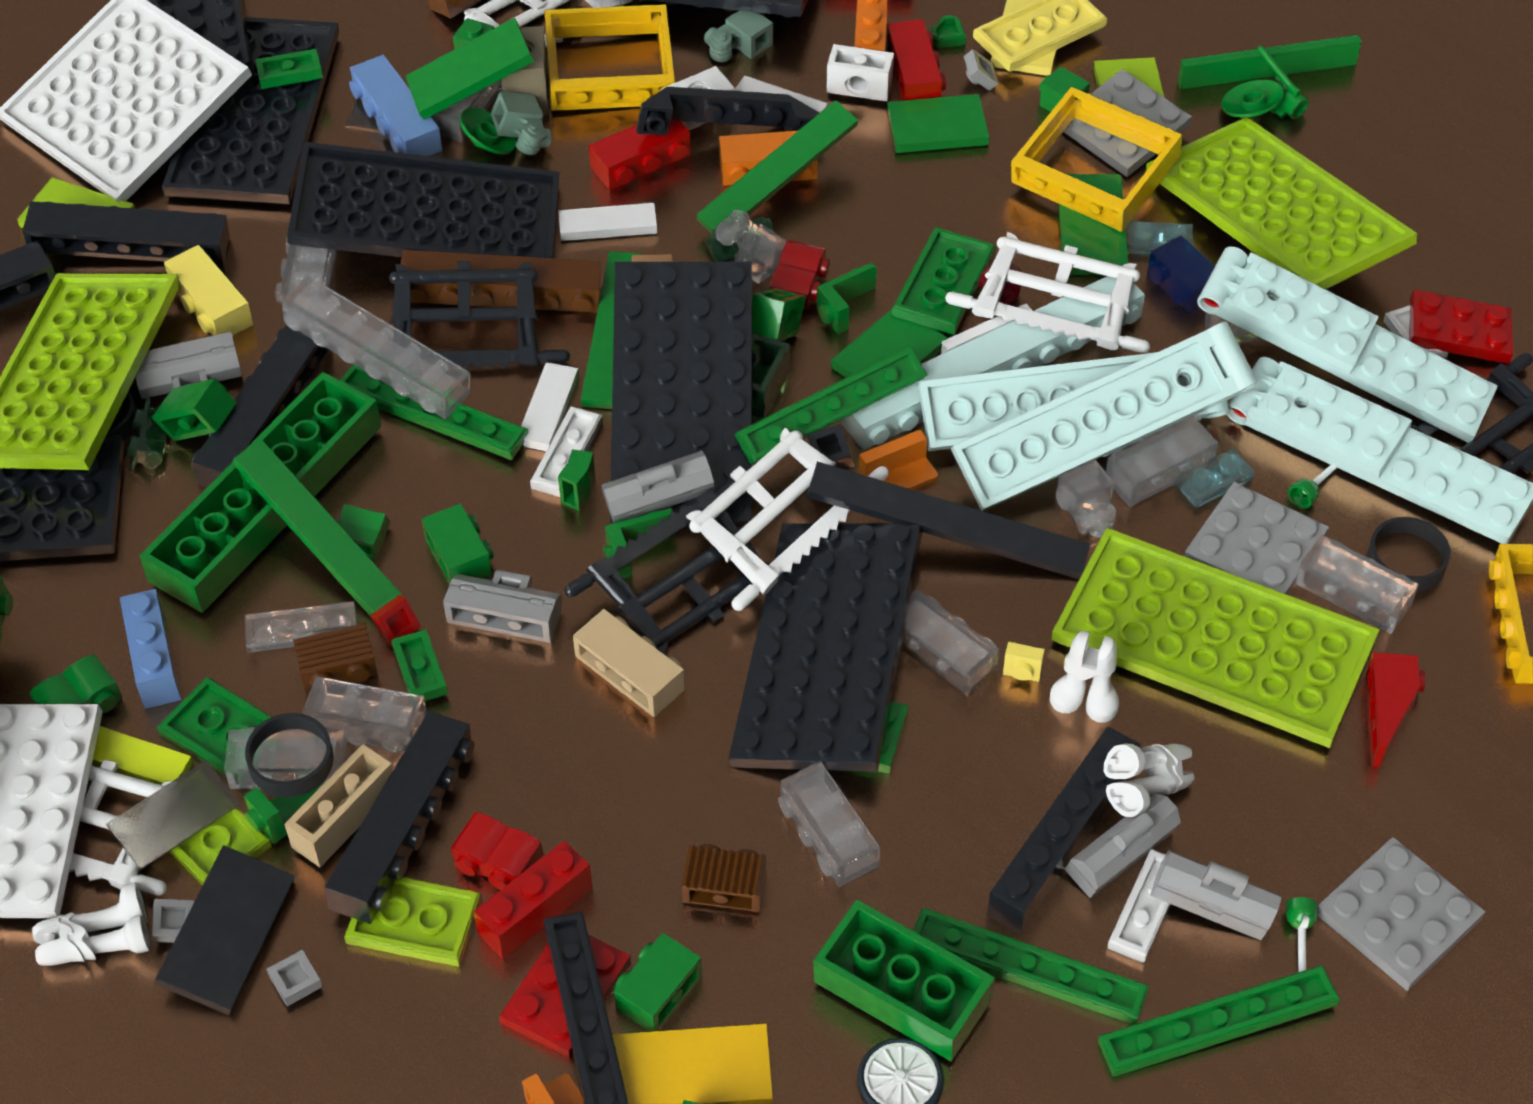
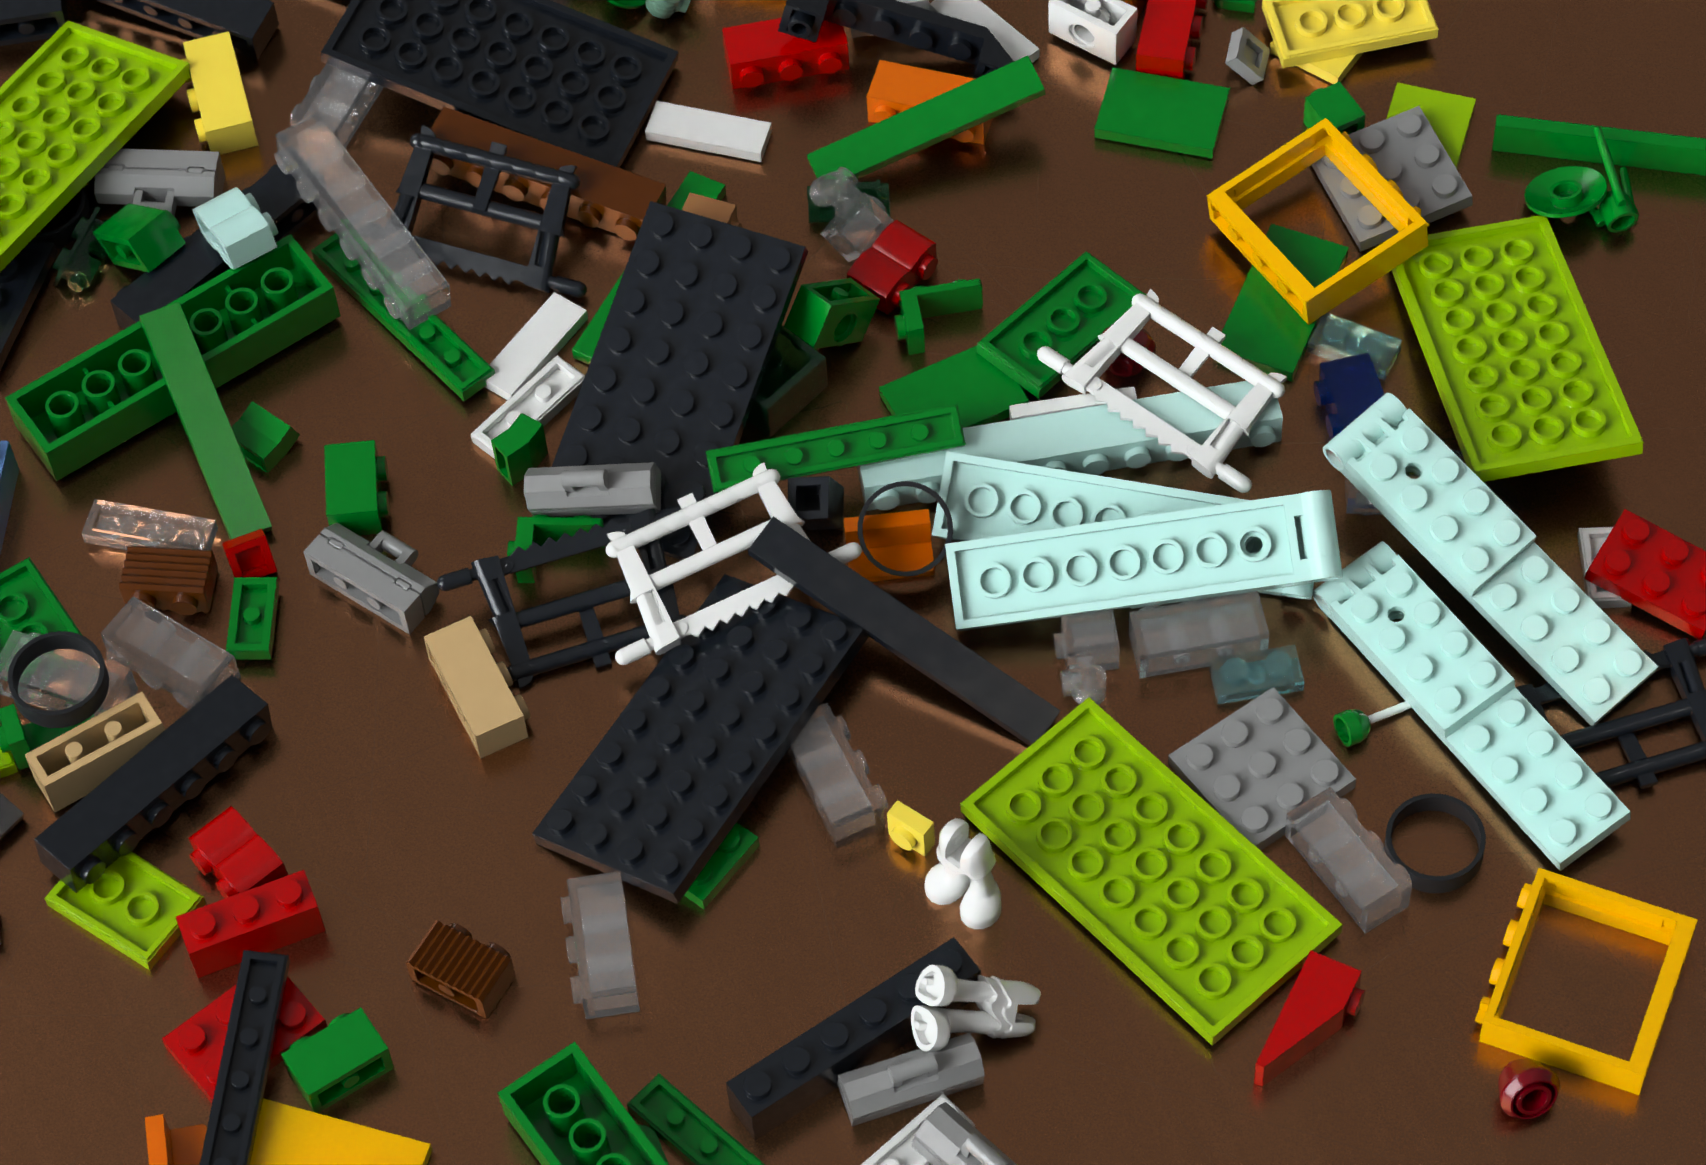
camera: 25 degrees right, 5 degrees up
(277, 377) = (236, 227): none -> light aqua brick
(943, 431) = (932, 493): none -> black tyre

